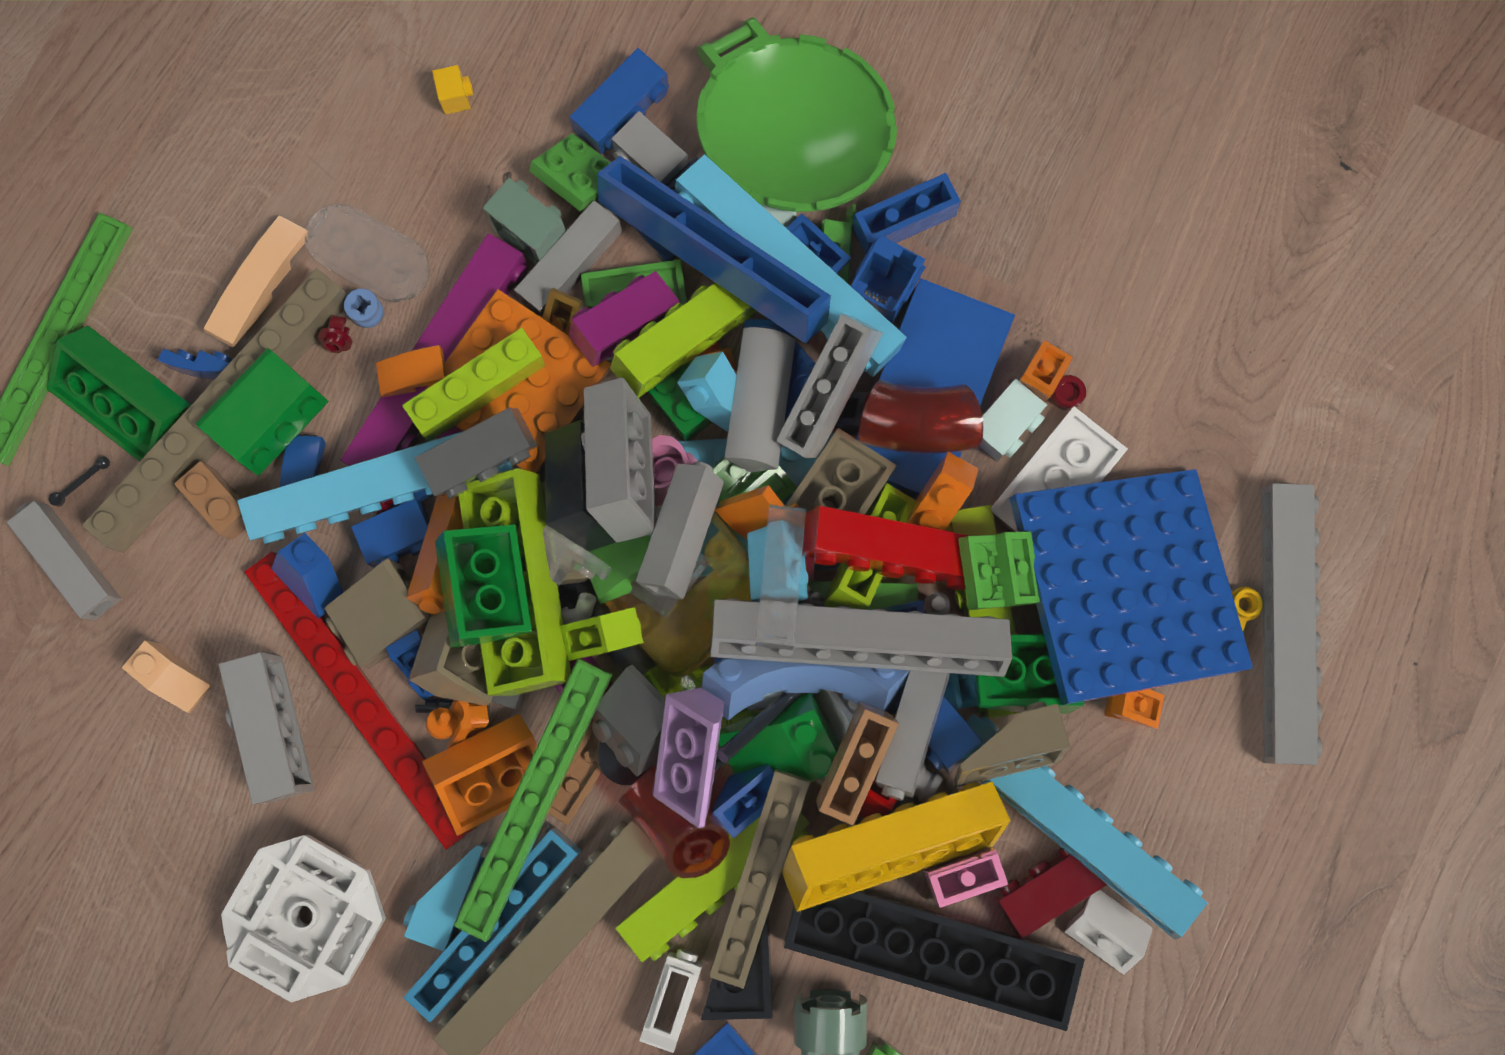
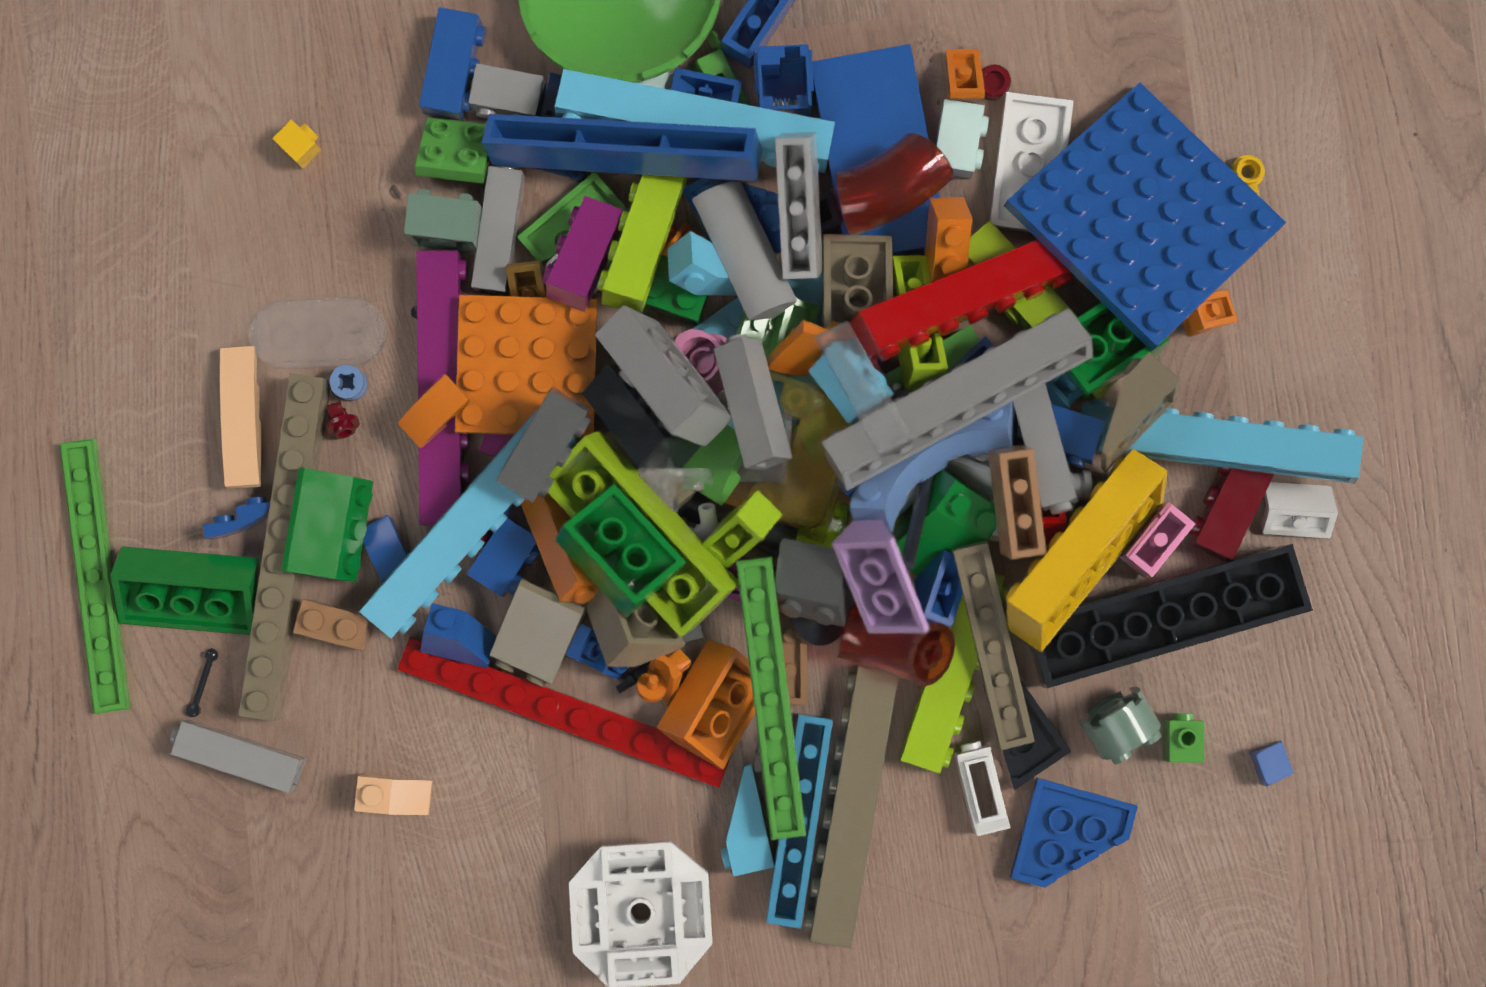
camera: 40 degrees left, 5 degrees up
(266, 728) = (507, 782): light grey brick -> none
(474, 385) = (499, 389): lime brick -> none
(936, 604) = (997, 332): light grey cylinder -> none
(999, 570) = (1034, 272): bright green slope -> none
(1290, 625) = (1294, 165): light grey brick -> none

